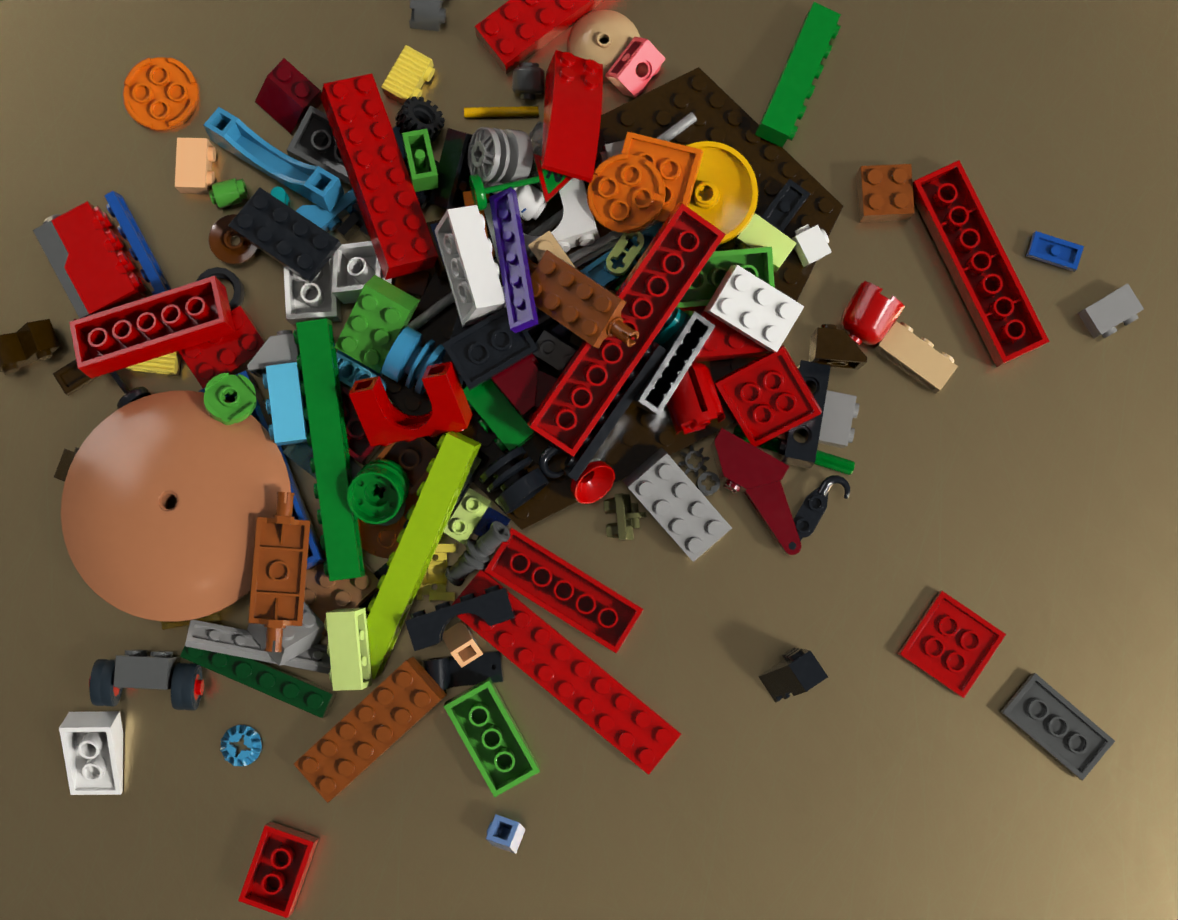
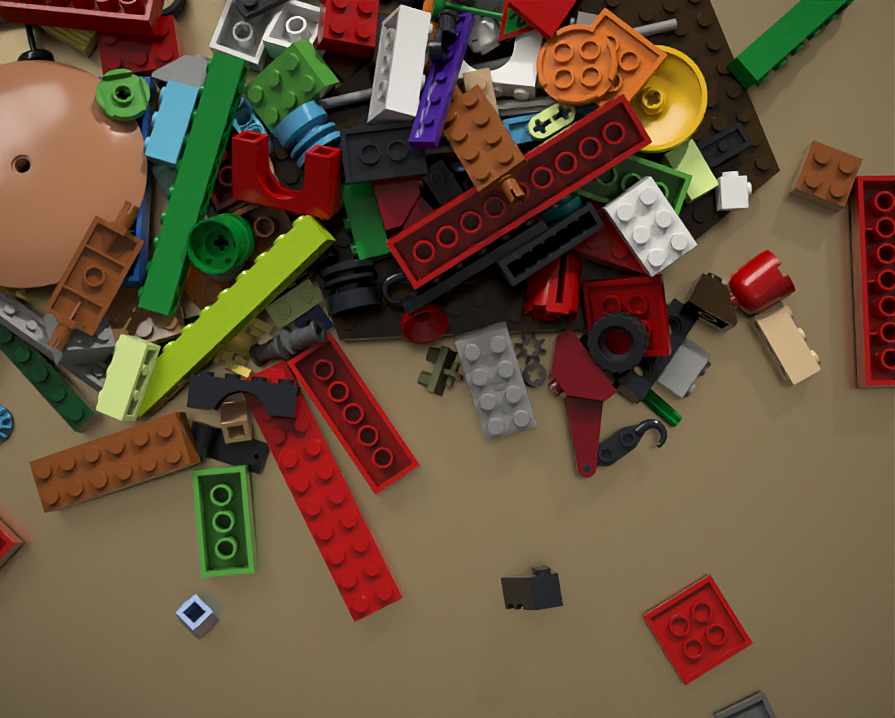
camera: 25 degrees right, 0 degrees up
(497, 219) = (444, 35): none -> black connector
(770, 441) = (608, 359): none -> black tyre

